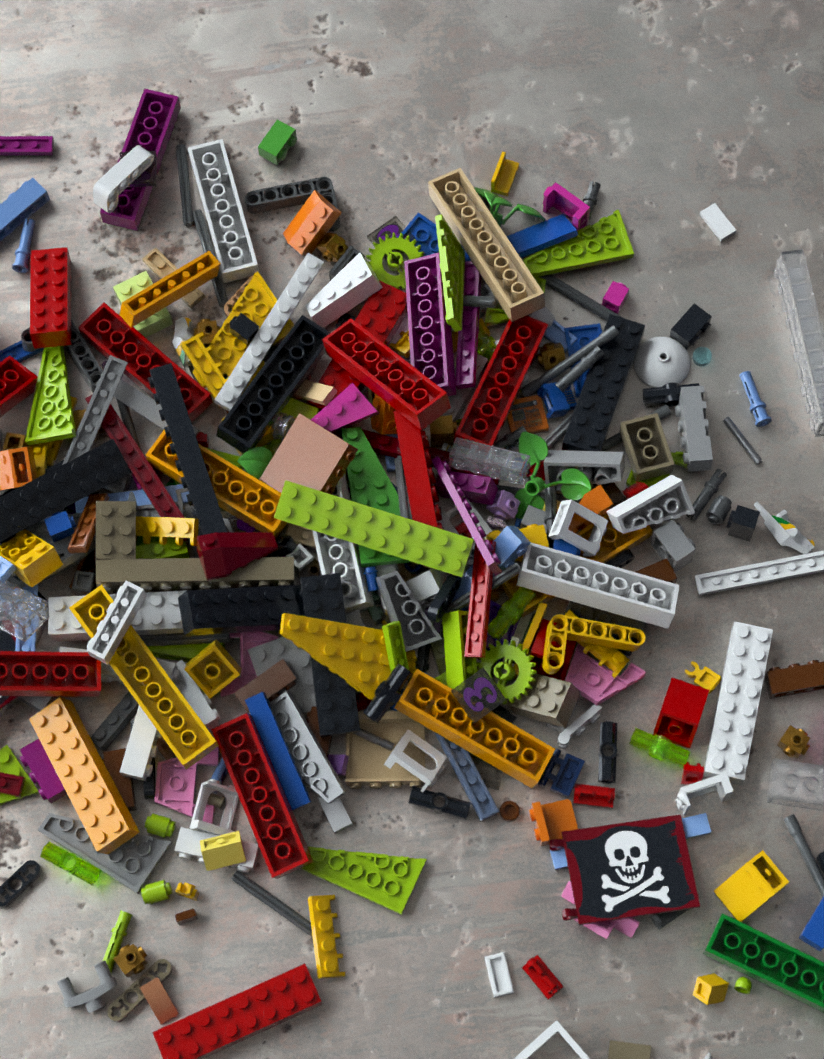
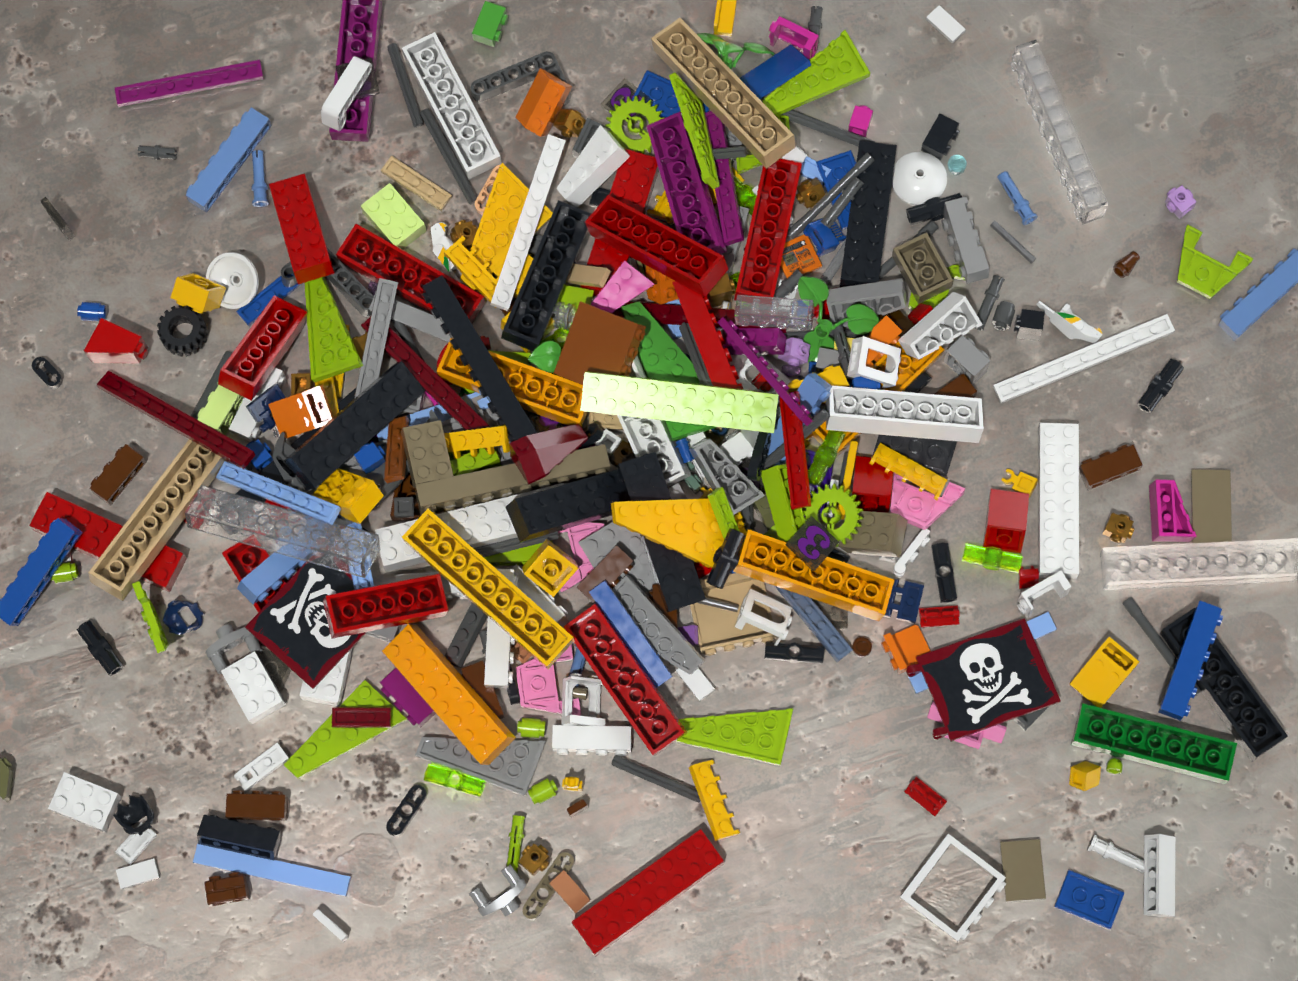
camera: 10 degrees left, 5 degrees up
(116, 622) = (453, 542): white brick -> none
(169, 289) = (420, 198): light orange brick -> none
(222, 850) = (599, 739): light yellow panel -> none
(243, 328) = (502, 224): black brick -> none
(499, 974) = (884, 802): white tile -> none
(586, 636) = (903, 465): yellow beam -> none

